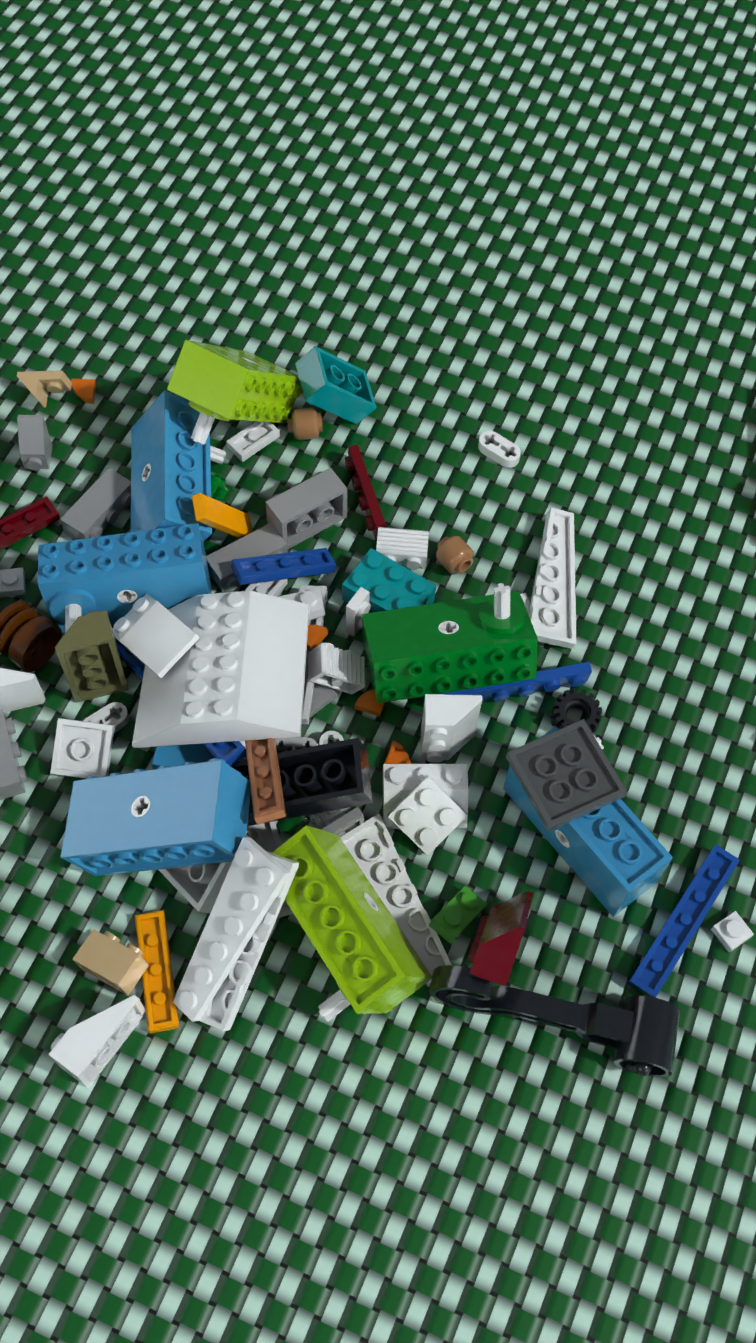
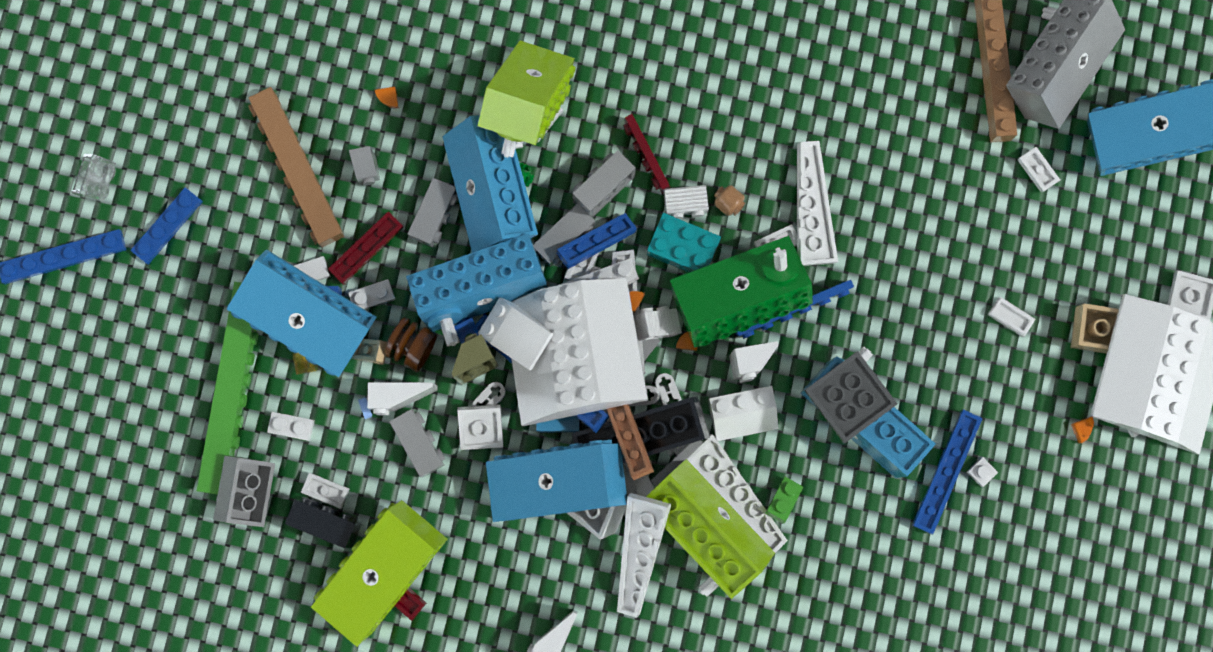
camera: 10 degrees left, 20 degrees up
(42, 382) = (350, 103): tan slope -> none
(111, 961) = (545, 584): tan brick -> none
(158, 977) = (577, 581): light orange tile -> none
(221, 516) = (541, 214): light orange tile -> none
(237, 912) = (633, 538): white wing -> none
(305, 423) = (583, 97): medium nougat head -> none
(335, 385) = (603, 62): teal brick -> none
(357, 605) = (665, 272): white plate -> none
(397, 755) = (717, 384): orange tile -> none
(427, 815) = (749, 430): white plate -> none
(499, 449) = (749, 83): white beam -> none
(500, 939) = (820, 521): dark red slope -> none
(580, 701) = (855, 313): black tyre -> none
(639, 1032) = (926, 564): black piece -> none

